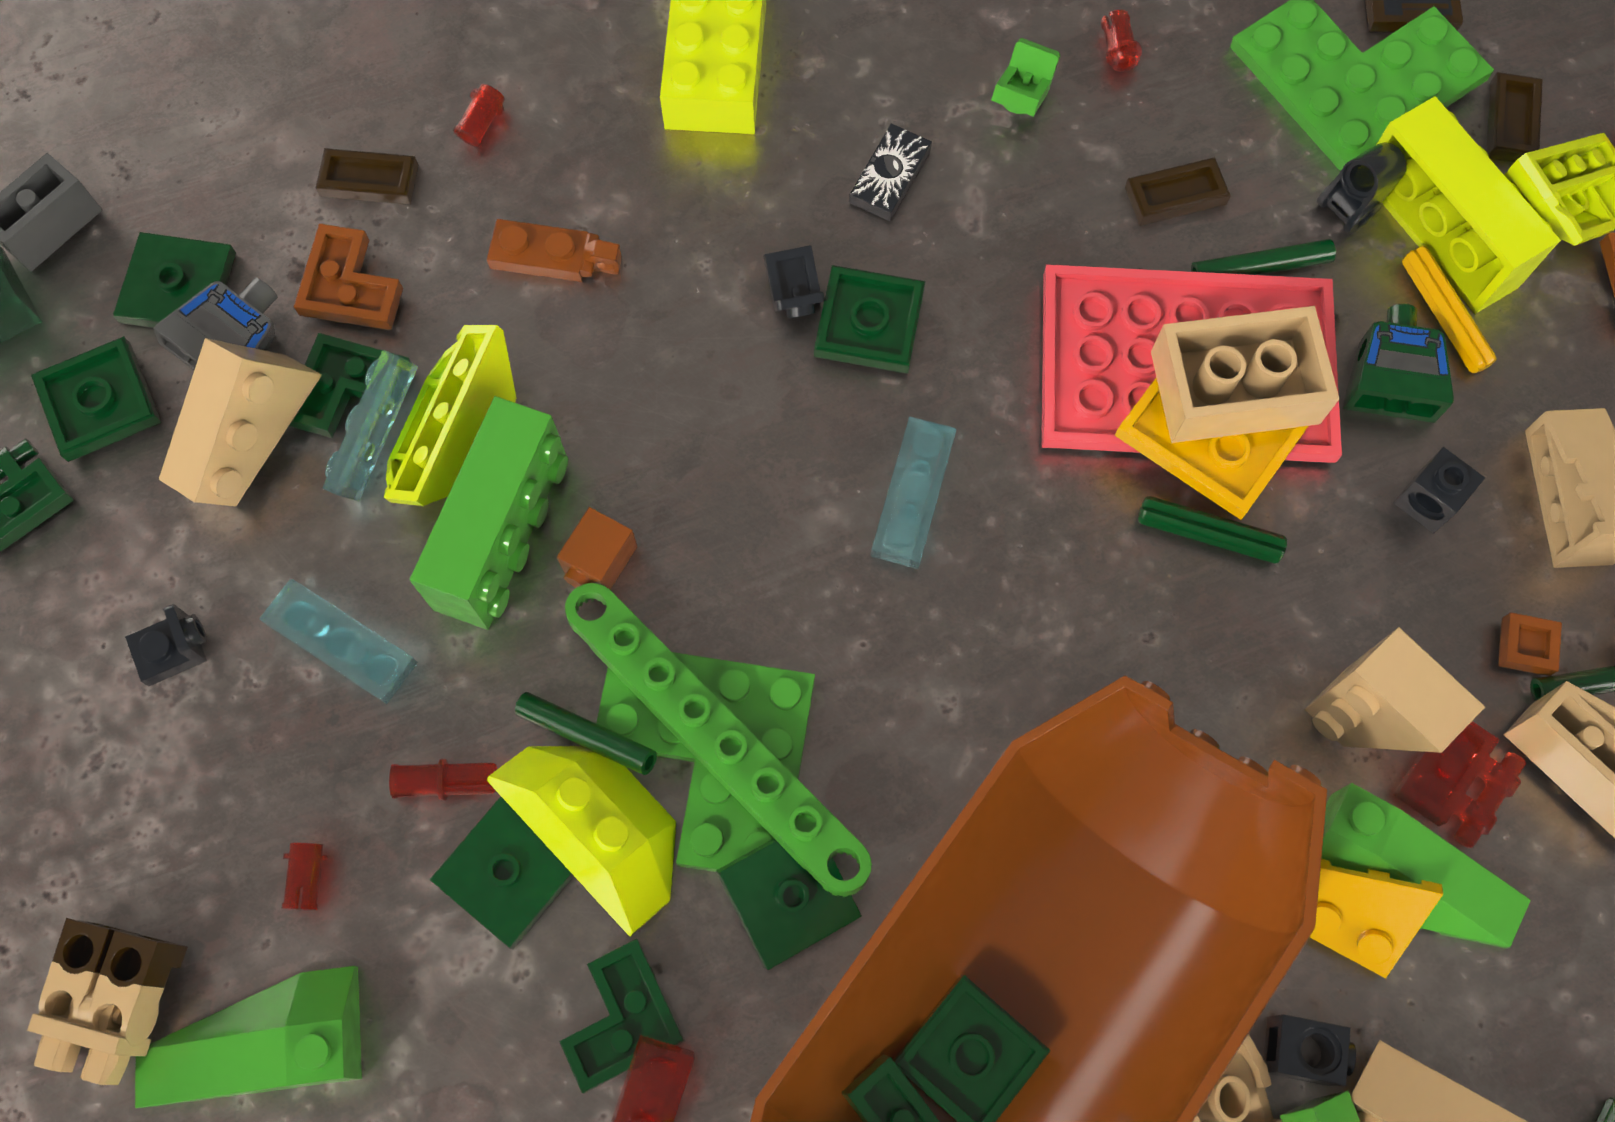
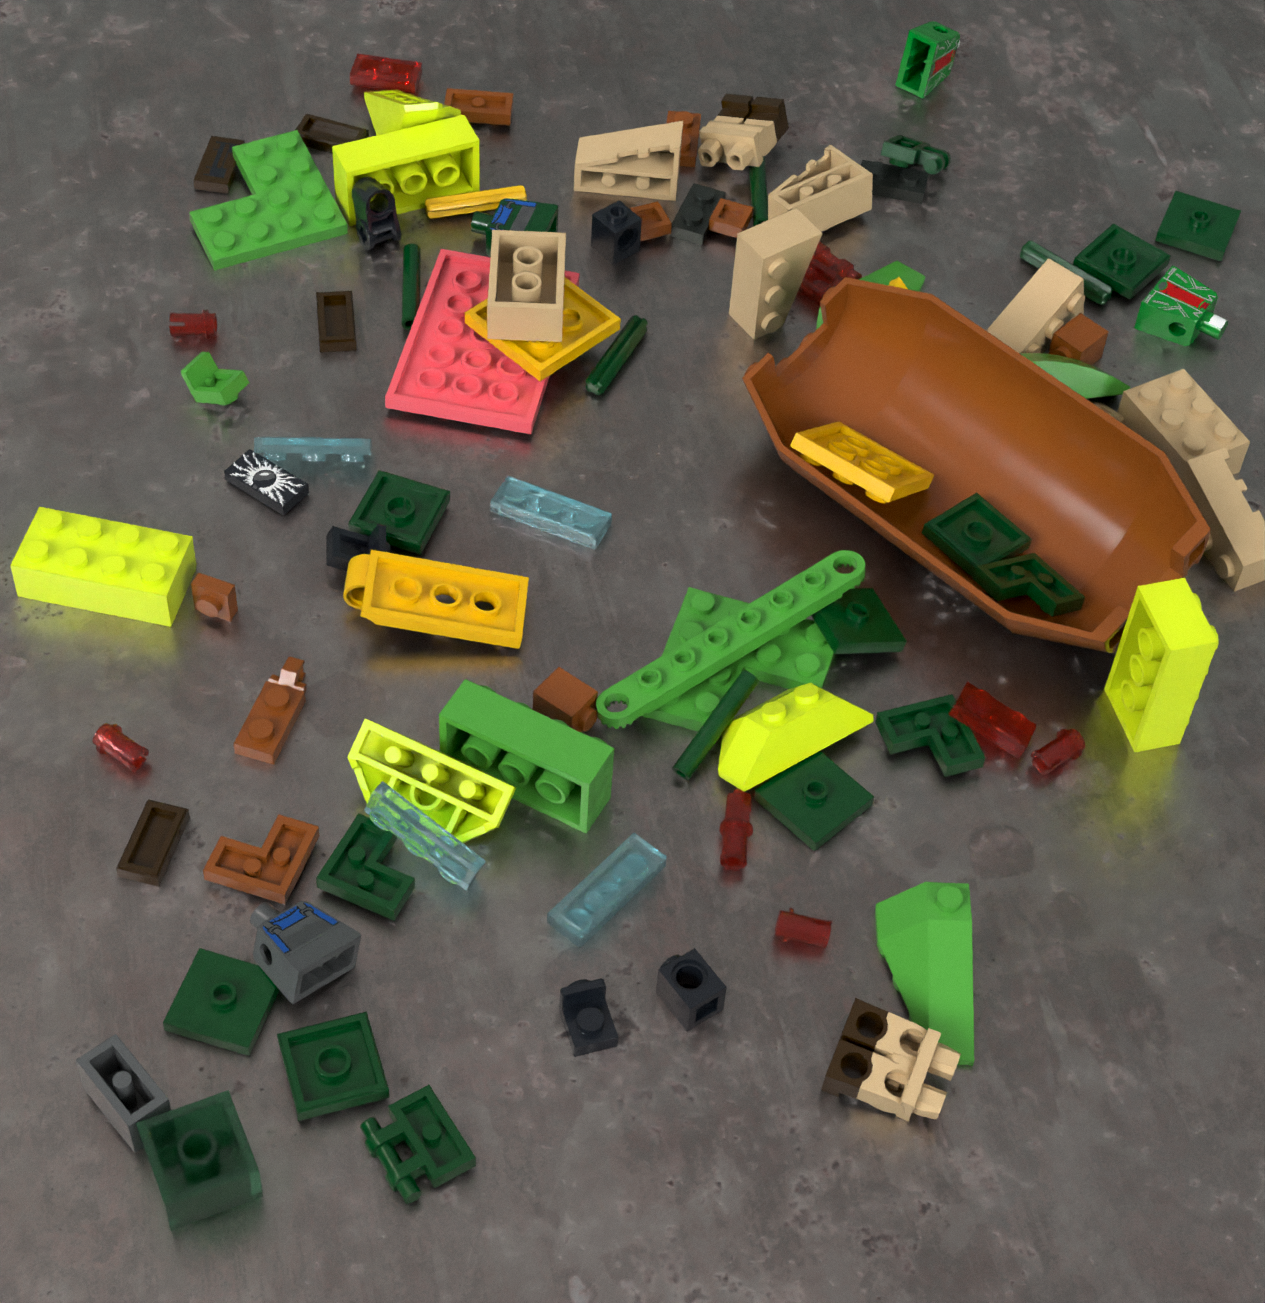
camera: 85 degrees left, 20 degrees down
(181, 750) = (690, 1005): none -> black brick
(233, 420) = (403, 930): tan wedge -> none
(693, 153) = (214, 597): none -> dark orange plate
(718, 340) = (403, 590): none -> yellow hinge
(950, 205) = (313, 447): none -> clear light blue plate
(1048, 873) = (861, 462): none -> yellow plate
(1483, 532) = (654, 220): none -> dark orange plate
(1530, 594) = (694, 214): none -> pearl dark grey plate

